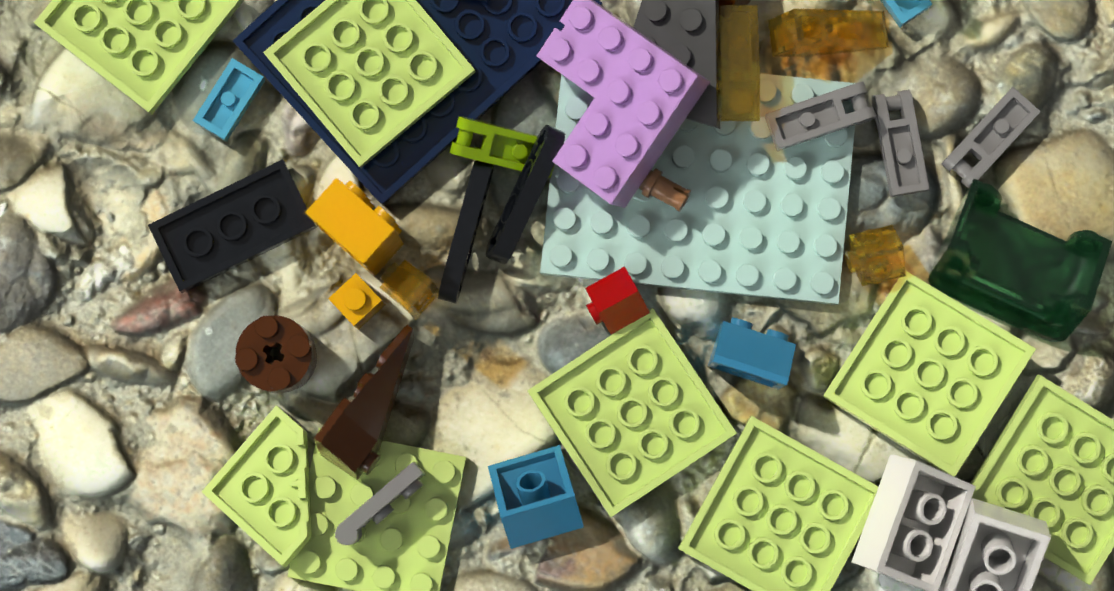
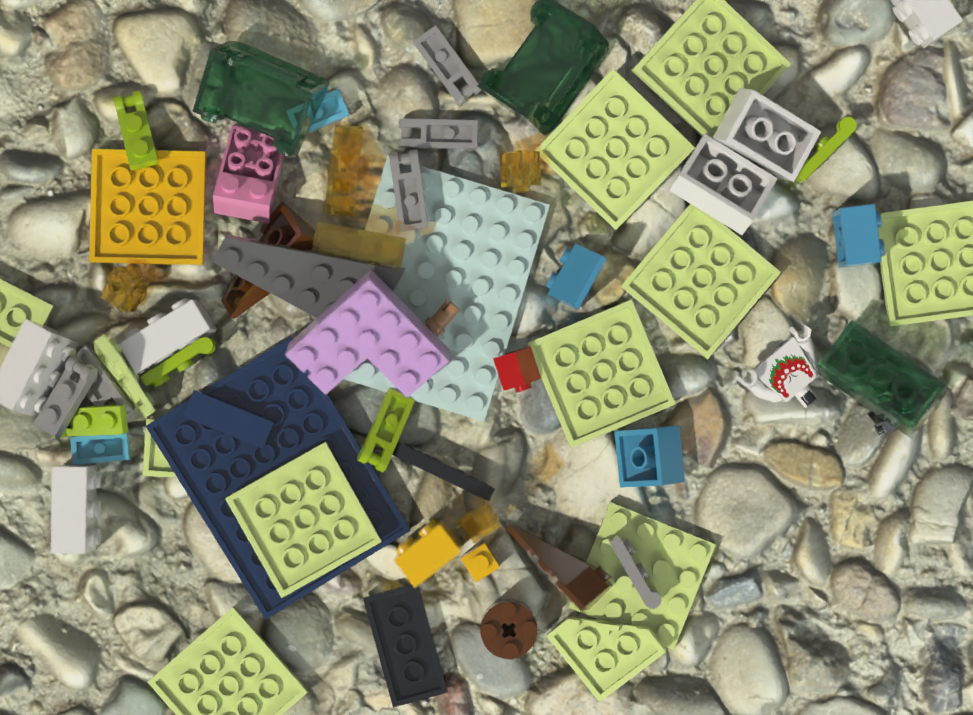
camera: 80 degrees left, 5 degrees up
(229, 99) = (309, 630): medium azure plate -> none
(525, 194) = (425, 422): black beam -> none

